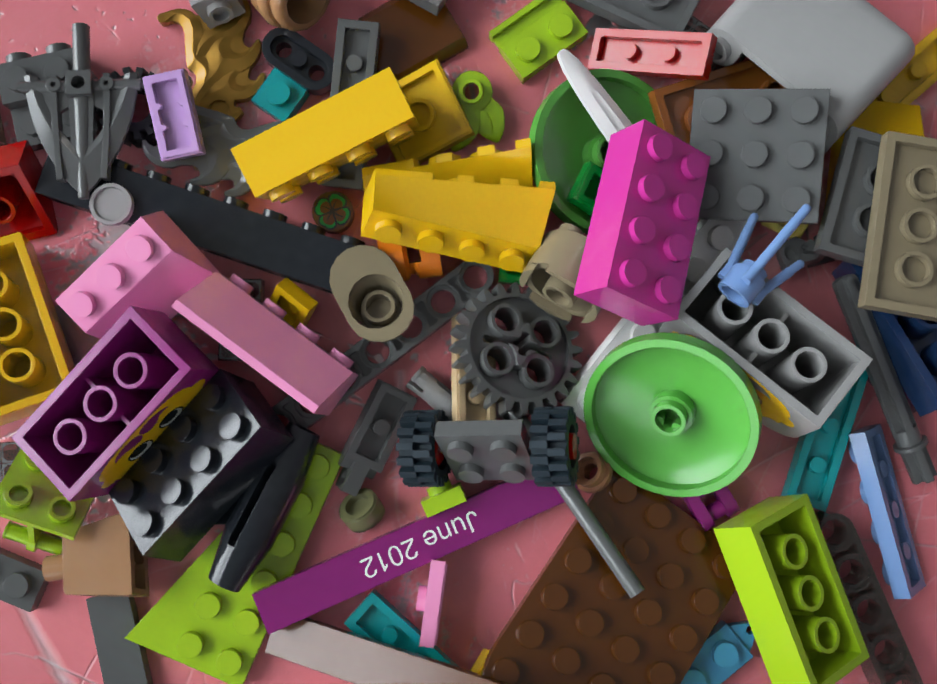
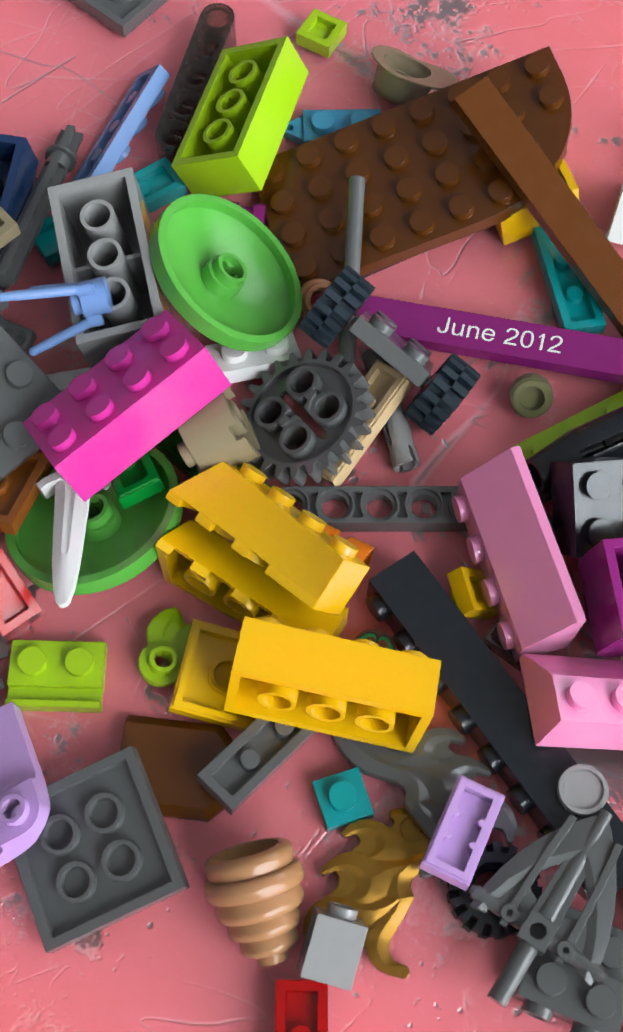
camera: 140 degrees left, 20 degrees down
(302, 61) = (299, 816): black plate -> none
(371, 293) = (395, 530): dark tan piece -> none
(373, 436) = (477, 441): dark grey hinge -> none
(430, 602) = (523, 291): bright pink plate -> none
(443, 498) = (447, 345): lime plate -> none

